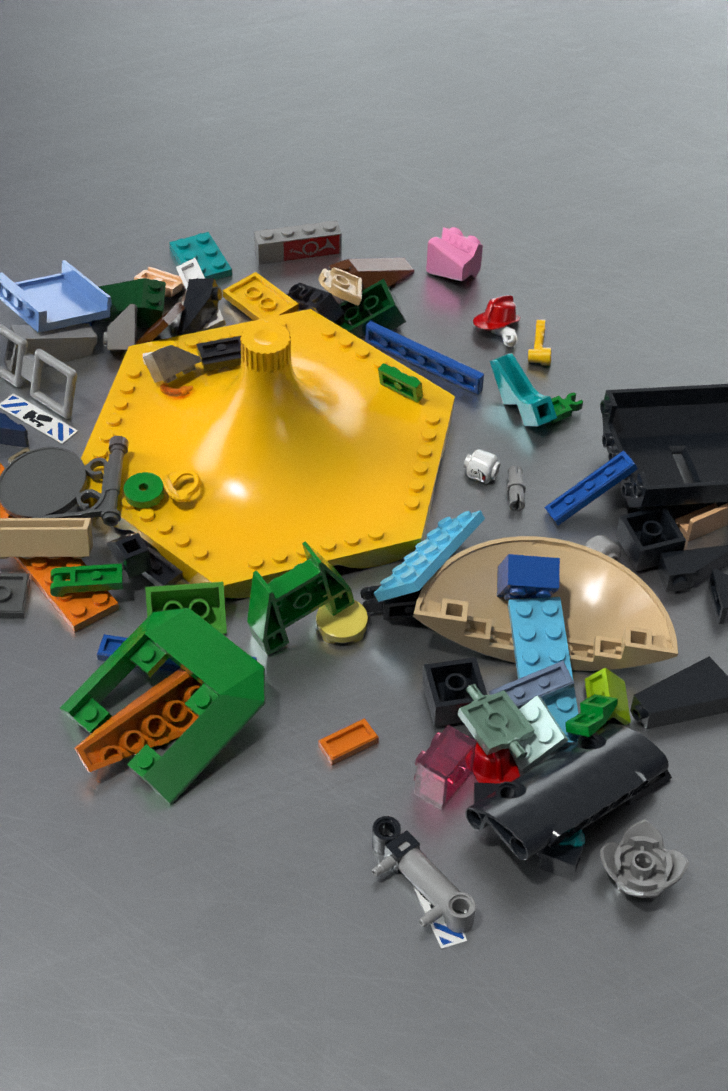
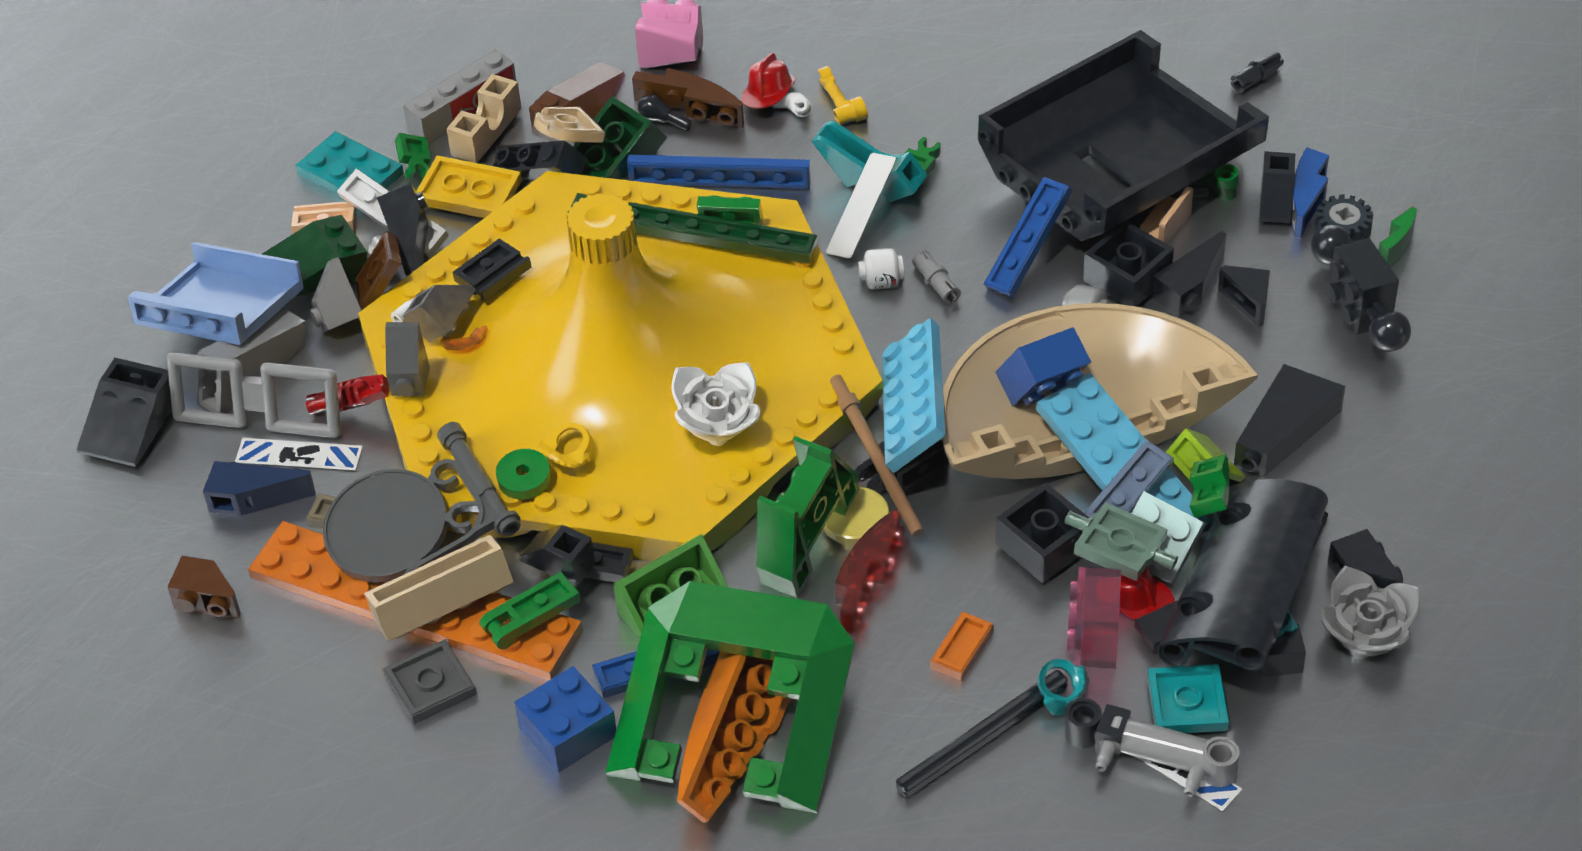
camera: 25 degrees left, 0 degrees up
(57, 660) = (565, 719): none -> blue brick
(90, 394) = (352, 394): none -> red hinge
(123, 384) = (406, 359): none -> dark grey slope
(243, 264) = (414, 152): none -> green plate
(285, 269) = (474, 134): none -> tan arch
(289, 500) = (715, 405): none -> white brick
(316, 807) = (978, 735): none -> black axle
(325, 654) = (866, 565): none -> clear red slope
(371, 384) = (722, 232): none -> dark green tile
(383, 544) = (851, 406): none -> medium nougat bar
(405, 807) = (1056, 703): none -> teal piece
(413, 300) = (656, 110): none -> black piece
(443, 300) = (694, 94): none -> reddish brown slope
(471, 857) = (1188, 698): none -> teal plate
(496, 418) = (860, 205): none -> white sticker
(671, 821) = (1364, 554): none -> black slope

